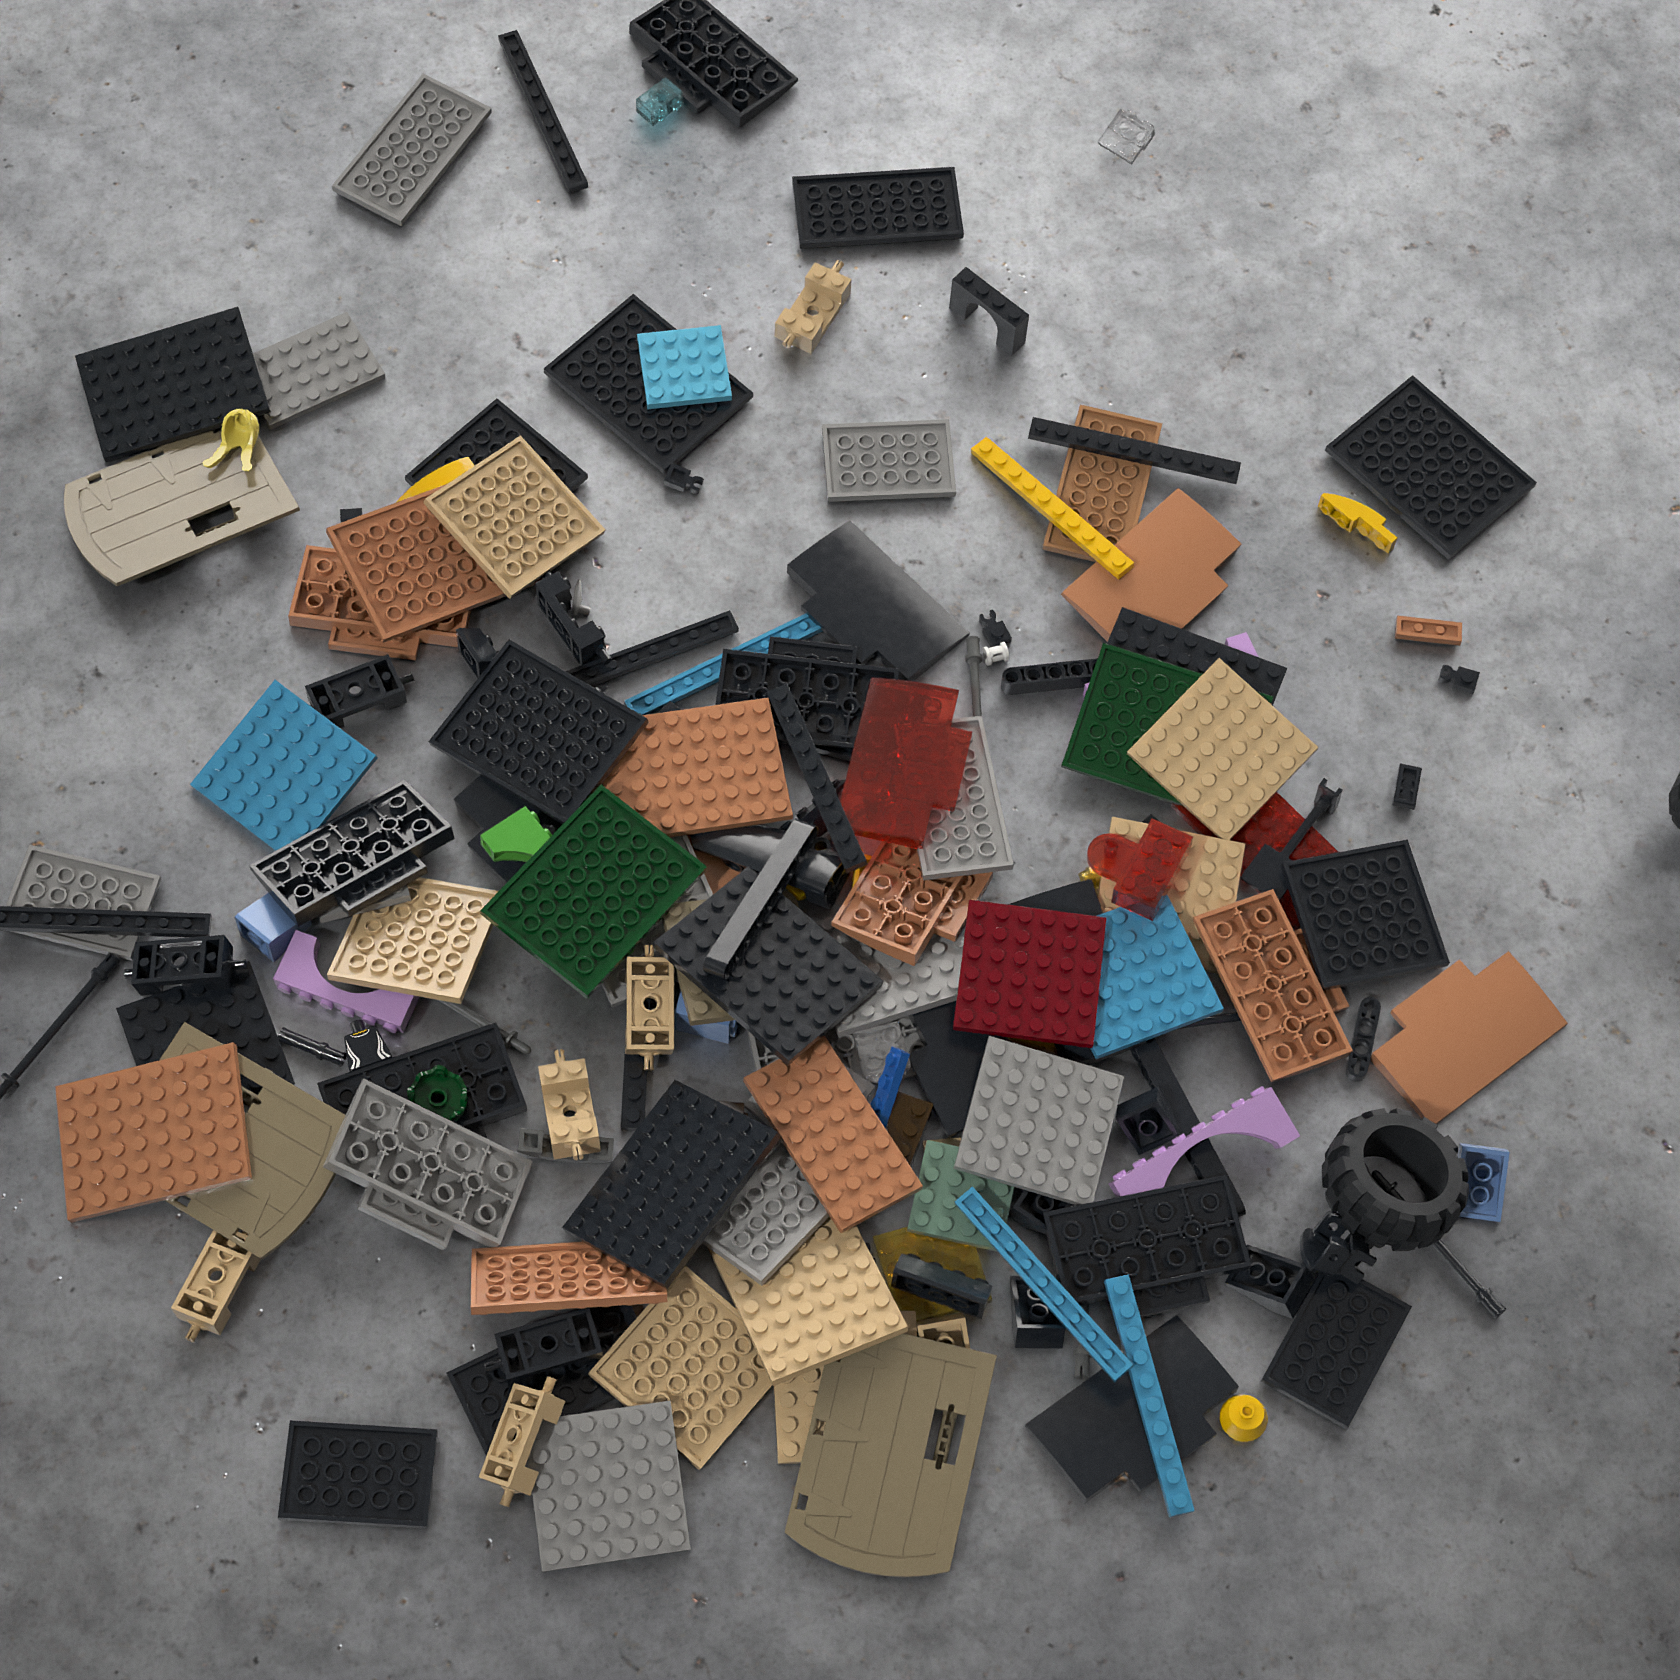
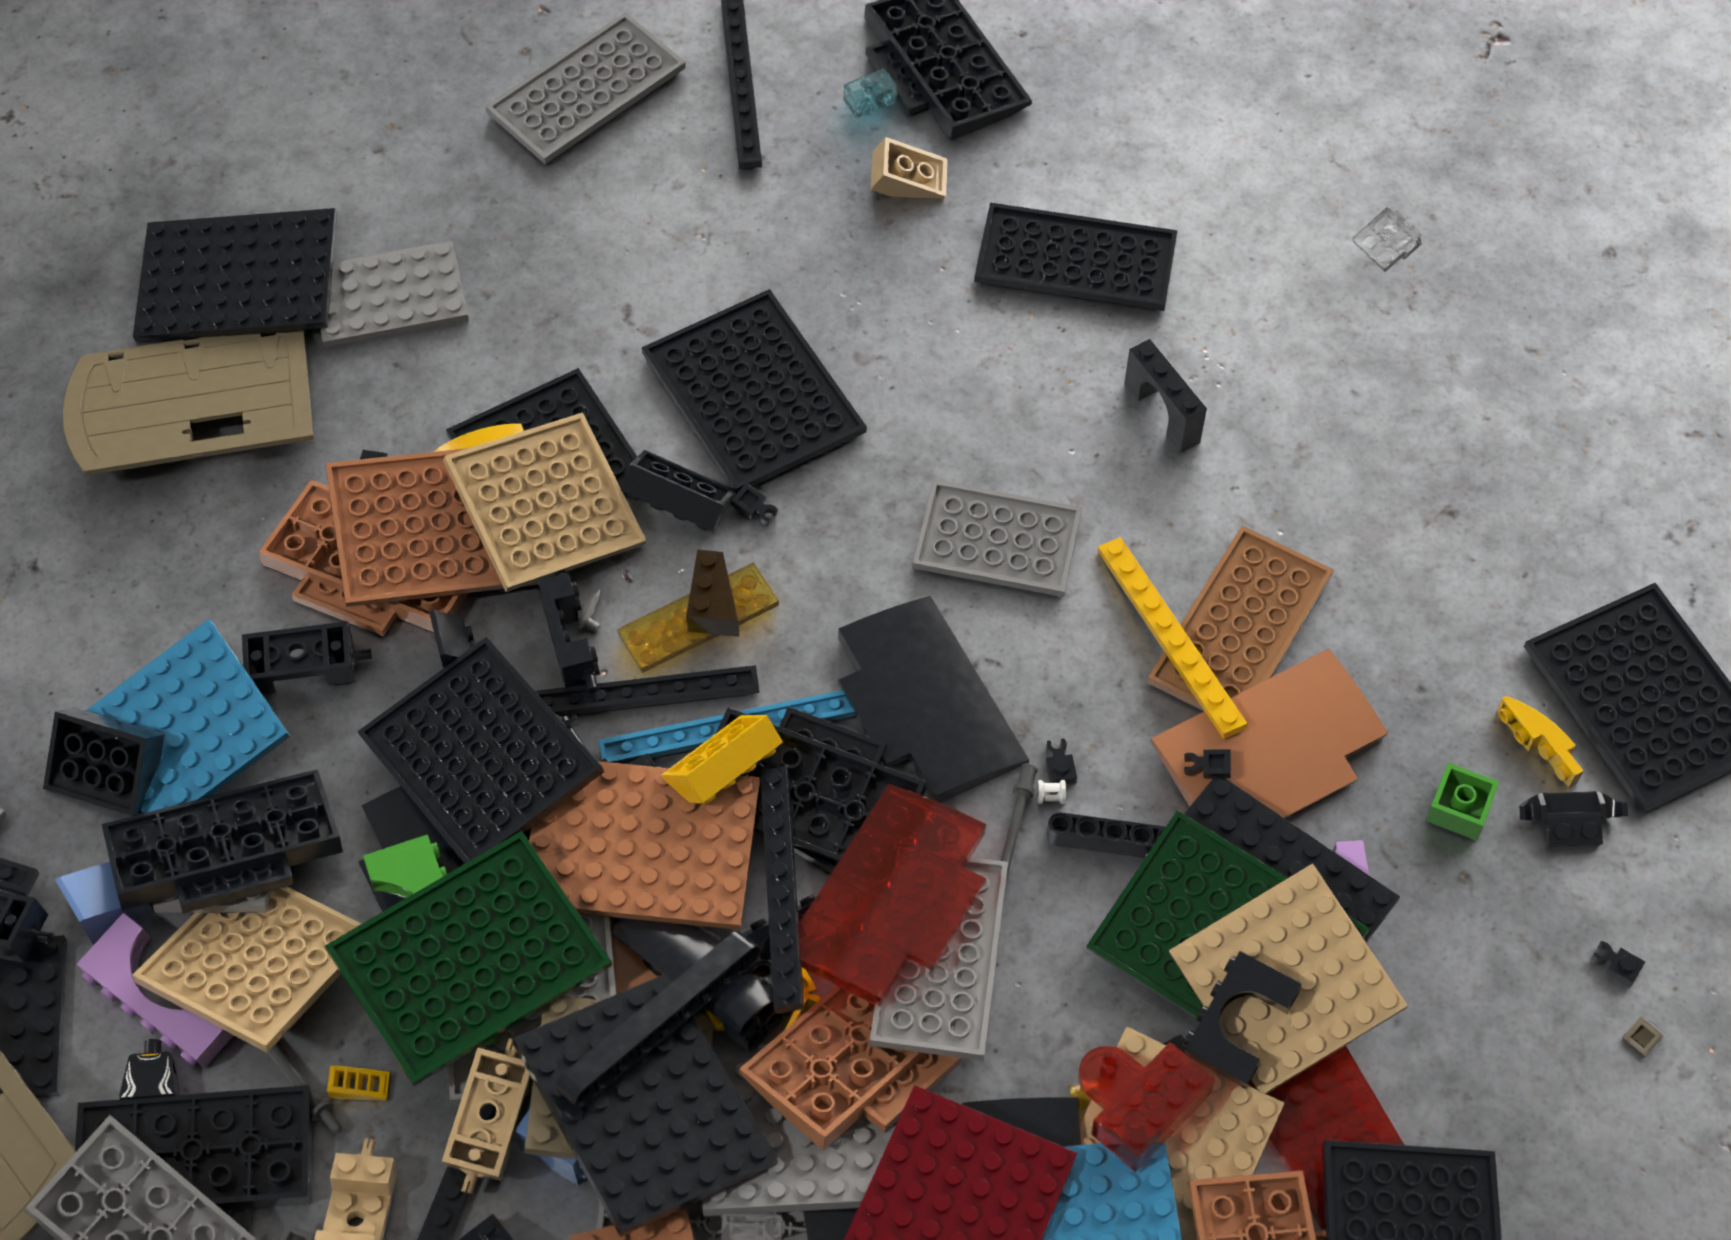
camera: 20 degrees right, 5 degrees down
(227, 815) = (101, 760): none -> black slope
(238, 429) = (282, 338): light yellow hair -> none
(320, 1050) = (101, 1064): black pin -> none
(440, 1081) = (201, 1140): dark green plate -> none
(521, 1006) = (359, 1074): none -> yellow slope
(618, 482) = (677, 490): none -> black slope
(669, 582) = (665, 633): none -> clear yellow plate
(679, 565) = (711, 598): none -> dark brown wedge
(684, 367) = (797, 380): medium azure plate -> none
(714, 164) = (907, 171): none -> tan slope
(737, 689) = (723, 758): none -> yellow slope
(823, 292) = (984, 335): tan brick -> none
(1116, 601) = (1213, 763): none -> black plate
(1134, 450) = (1291, 593): black plate -> none
(1195, 757) = (1244, 979): none -> black arch
(1265, 869) = (1302, 1141): black piece -> none
(1312, 583) = (1462, 801): none -> bright green brick
(1397, 575) = (1572, 816): none -> black plate
(1407, 786) = (1514, 1082): black plate -> none
(1428, 630) = (1594, 893): nougat plate -> none
(1492, 728) = (1643, 1035): none -> dark tan slope

